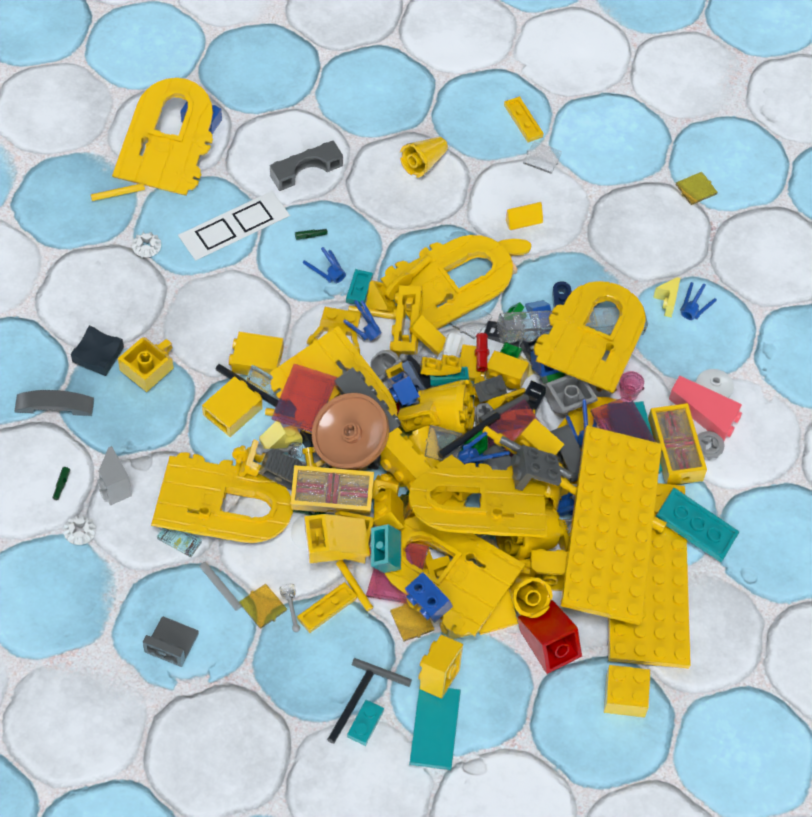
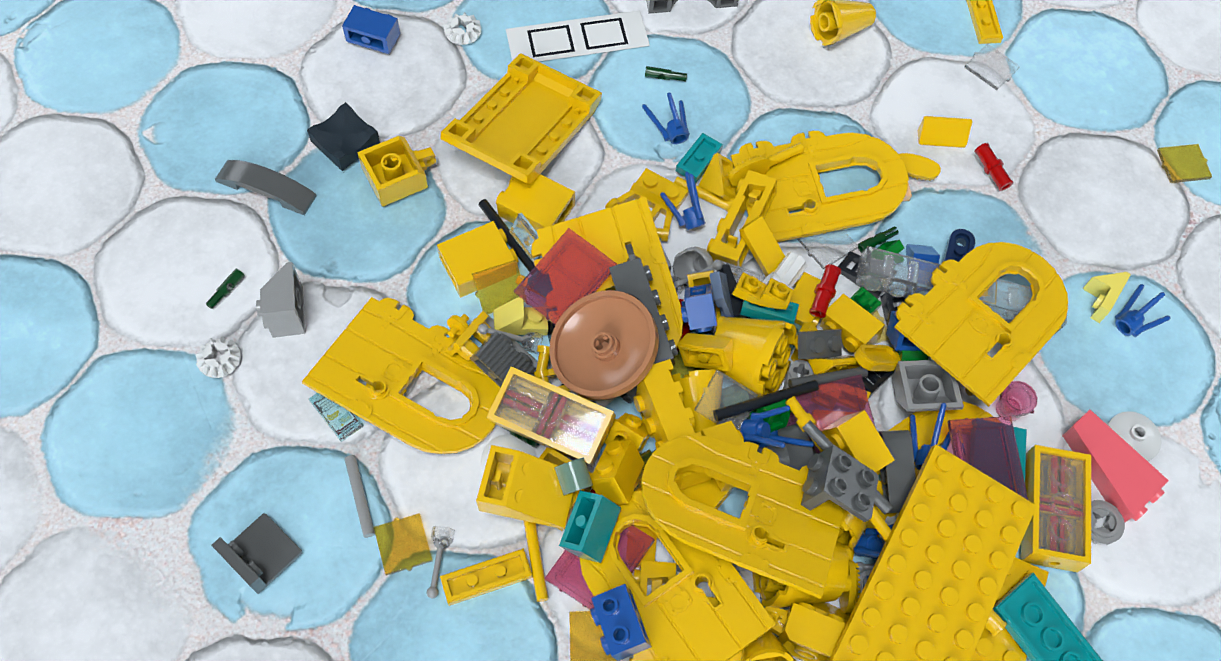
camera: 20 degrees right, 5 degrees up
(81, 266) = (371, 29): none -> blue brick
(224, 296) = (524, 119): none -> yellow slope
(256, 419) = (497, 285): none -> clear yellow piece
(363, 520) = (573, 476): none -> sand green brick
(505, 306) = (878, 239): none -> dark green pin
(531, 385) = (877, 357): none -> yellow tile
(566, 231) = (993, 166): none -> red pin

